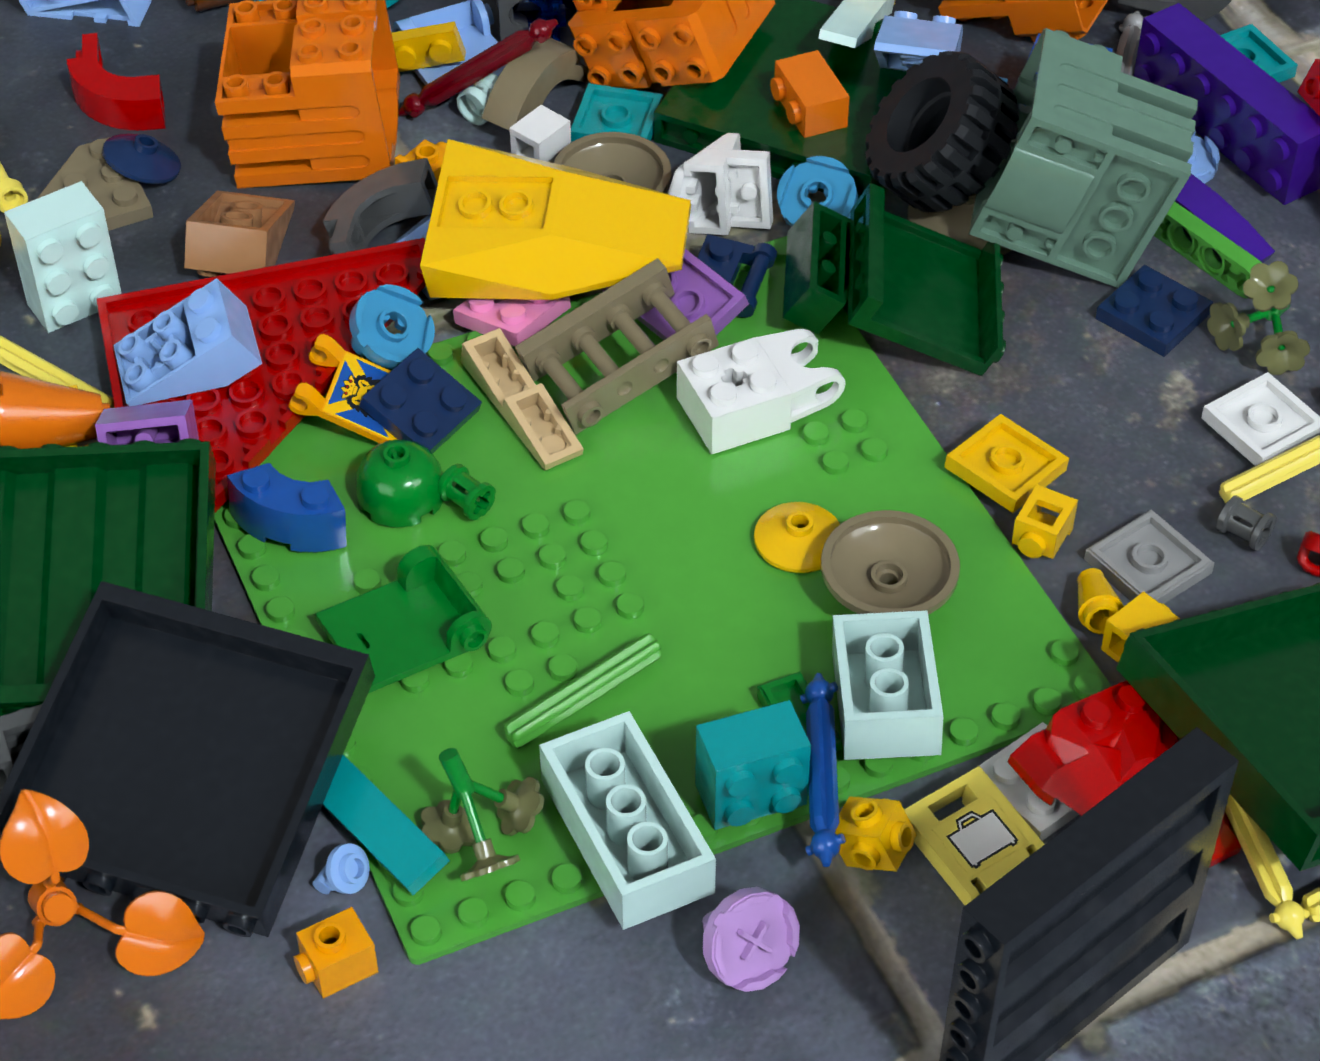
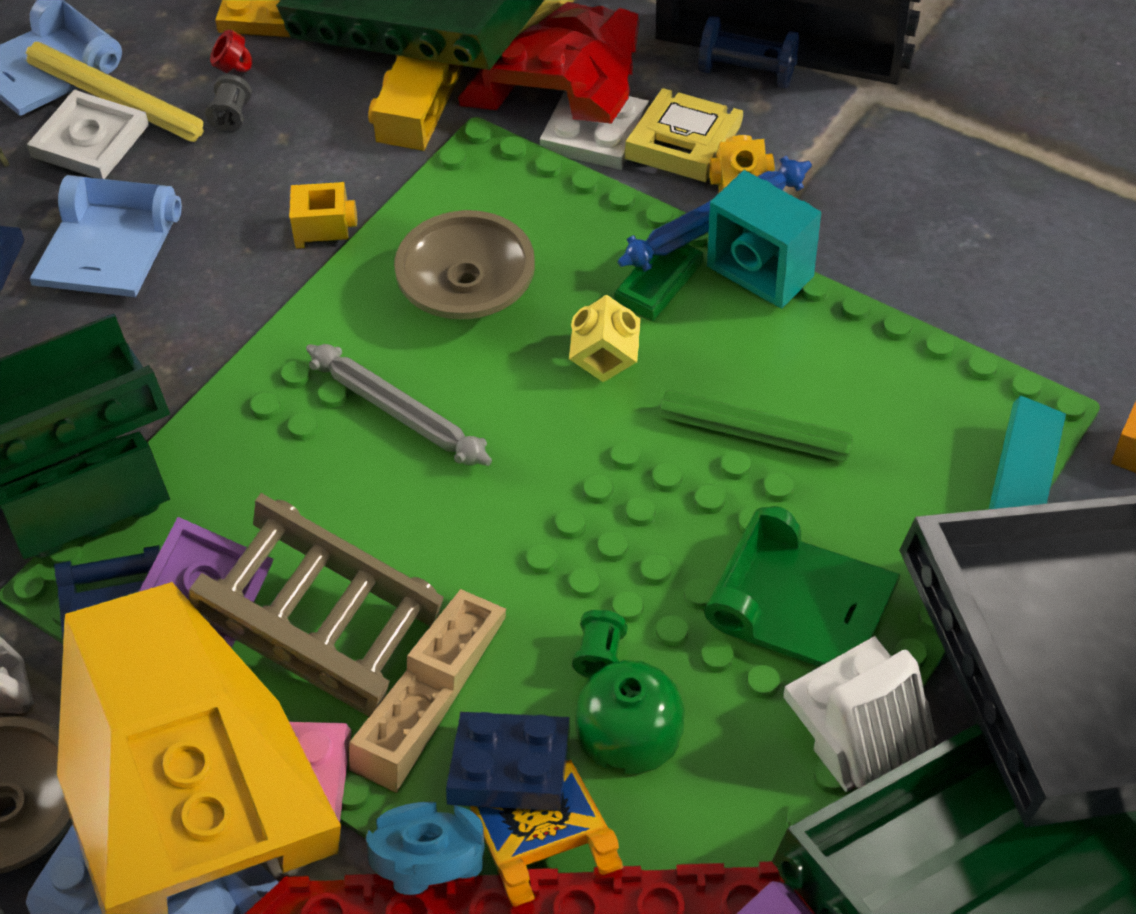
camera: 120 degrees left, 5 degrees up
(280, 586) = (864, 712): none -> white piece
(287, 509) = (759, 774): blue brick -> none
(344, 871) = (1074, 487): light blue plate -> none
(456, 826) = (986, 377): olive plant -> none
(627, 820) = (877, 299): light aqua brick -> none
(740, 622) = (604, 338): none -> light yellow brick
(750, 938) = (900, 193): lavender tile -> none
(754, 388) = (297, 463): white brick -> none
(785, 484) = (468, 449): none -> light grey wheel
(794, 536) = (450, 375): yellow dish -> none
(887, 685) = (596, 204): light aqua brick -> none
(1006, 462) = (256, 270): yellow plate -> none
(1096, 600) = (384, 155): yellow cone -> none
(1117, 391) = (106, 235): none -> light blue door
(1150, 559) = (306, 150): light grey tile -> none

